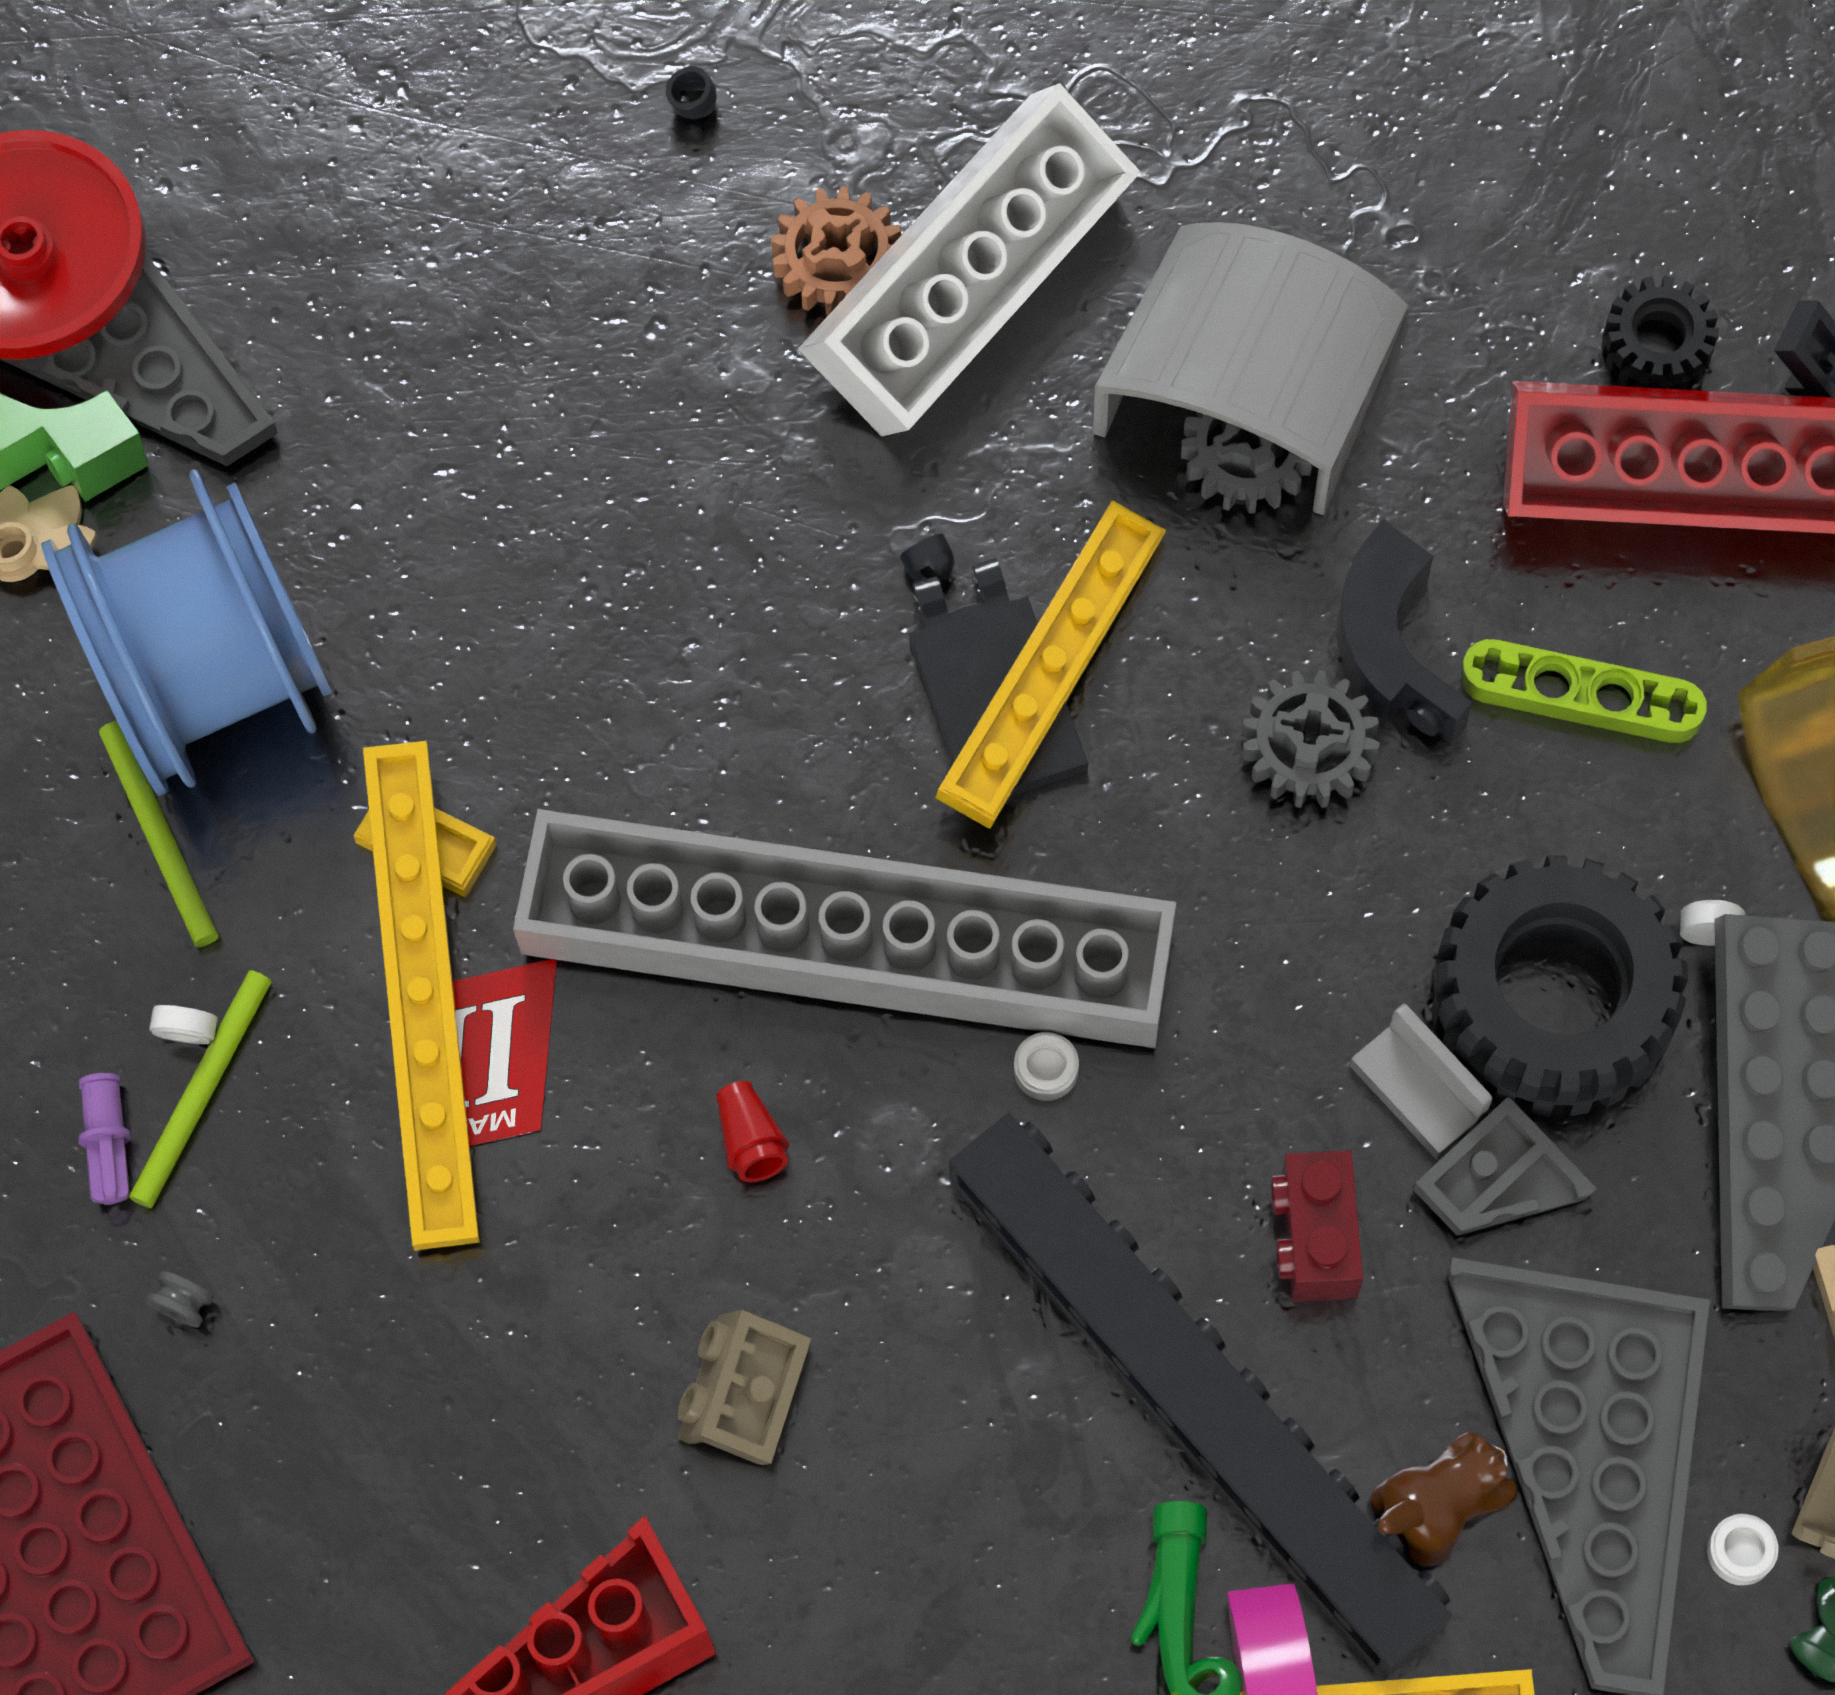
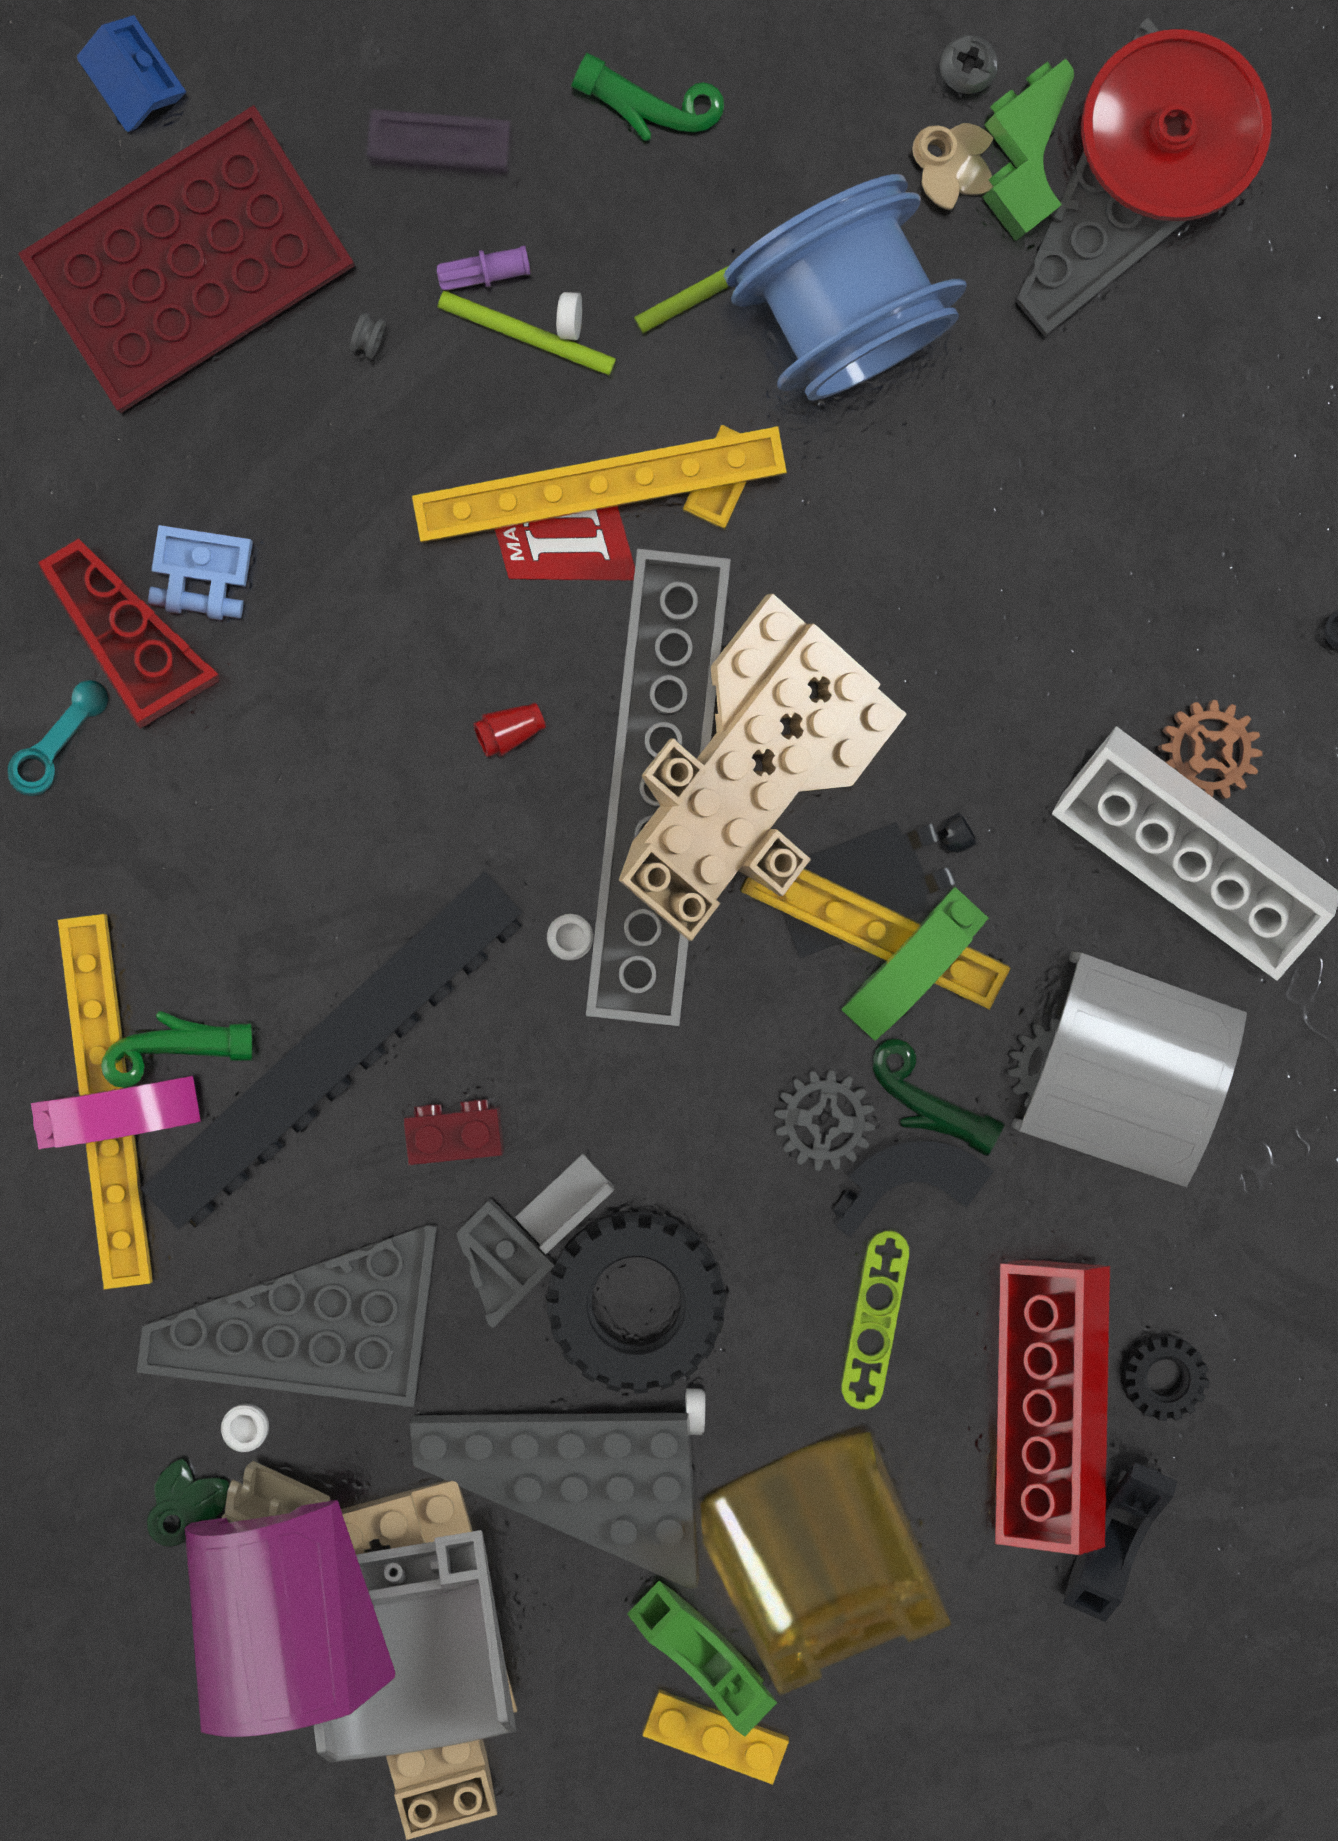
camera: 90 degrees right, 20 degrees up
(474, 1548) = (199, 557): none -> light blue plate
(743, 1386) = (323, 735): dark tan bracket -> none
(774, 746) = (718, 809): none -> tan piece
(1112, 608) = (915, 964): none -> bright green arch
(1305, 602) = (934, 1111): none -> dark green plant
(1438, 1499) = (263, 1215): reddish brown animal -> none

